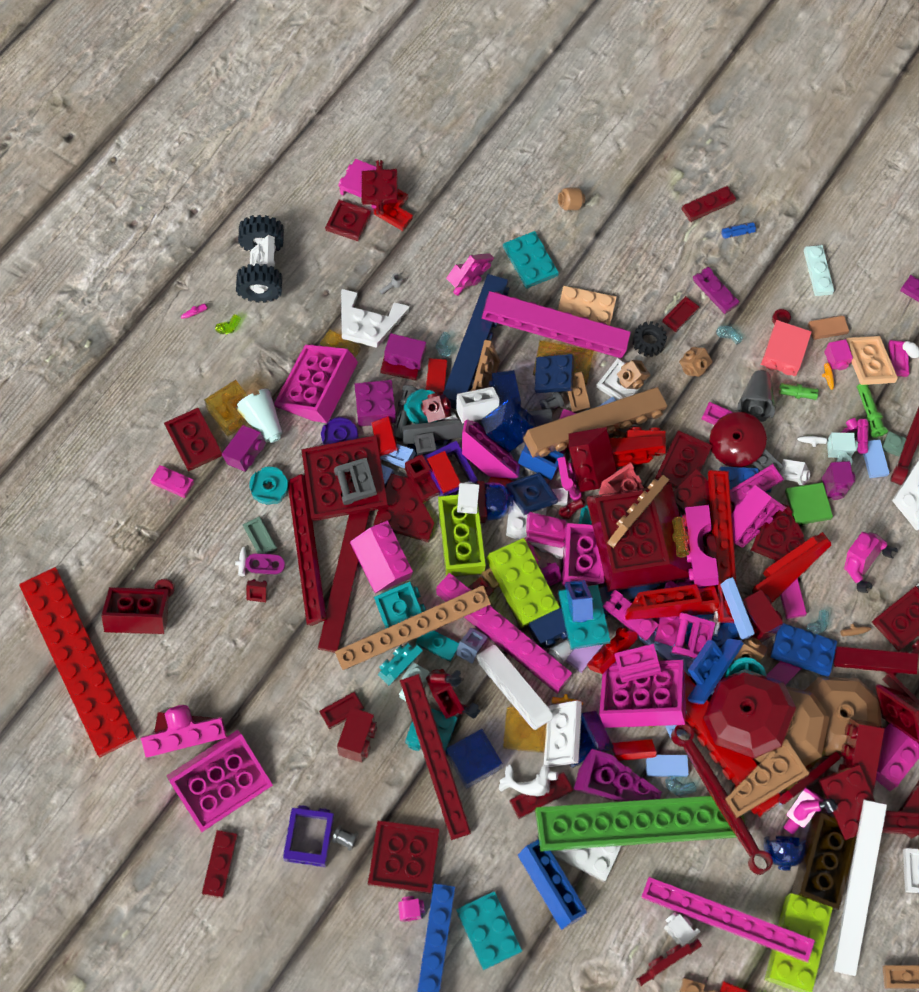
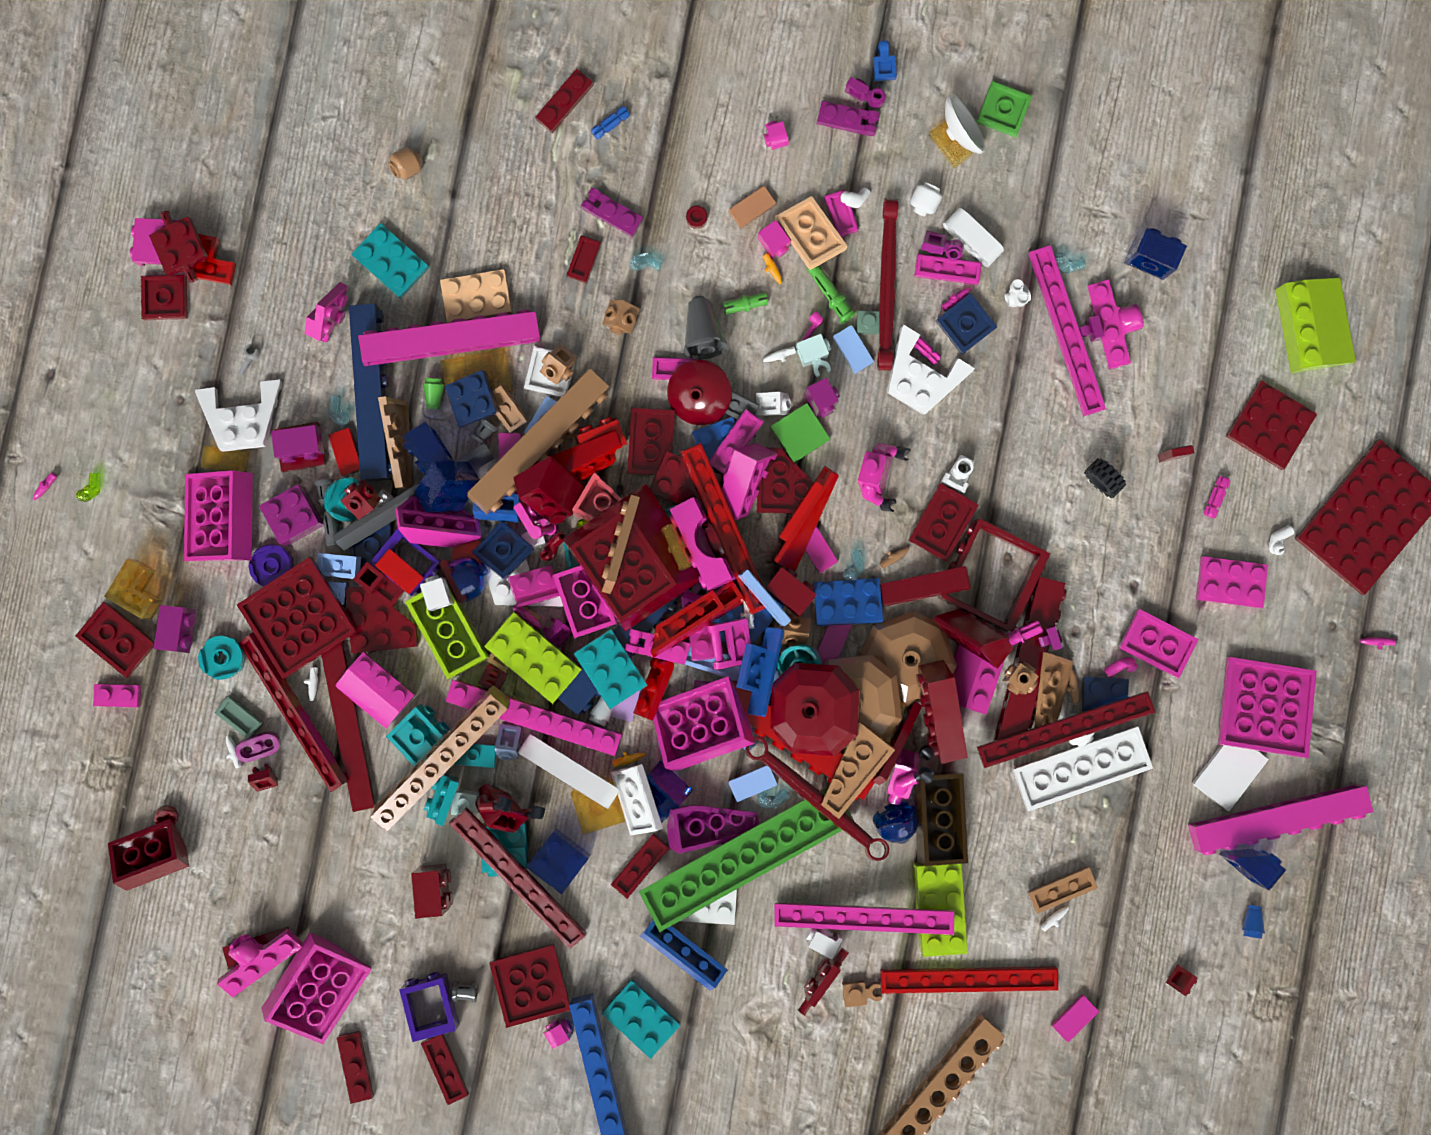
camera: 25 degrees left, 20 degrees up
(77, 662) = (114, 928): red plate -> none
(259, 279) = (77, 369): black plate -> none
(261, 414) = (176, 583): light aqua cone -> none
(297, 898) = (445, 1068): none -> dark red plate
(331, 534) = (312, 682): none -> white helmet
(338, 711) = (405, 864): dark red tile -> none
(361, 478) = (314, 616): dark grey plate -> none
(385, 436) = (319, 550): red tile -> none
(424, 444) = (366, 544): flat silver tile -> none
(476, 404) = (401, 480): white brick -> none
(524, 360) = (433, 392): none -> bright green cone
(536, 787) = (631, 865): white animal -> none
(579, 601) = (597, 660): slope -> none
(634, 750) = (713, 782): red tile -> none
(637, 663) = (683, 698): dark pink plate -> none
(653, 330) = (560, 294): black tyre -> none
(786, 348) = (714, 256): coral brick -> none
(818, 270) = (717, 137): light aqua plate -> none
(848, 790) = (946, 756): dark red plate -> none
(859, 887) = (980, 833): white tile -> none
(862, 436) = (831, 330): dark pink axle -> none
(866, 284) = (775, 135): none -> dark pink plate

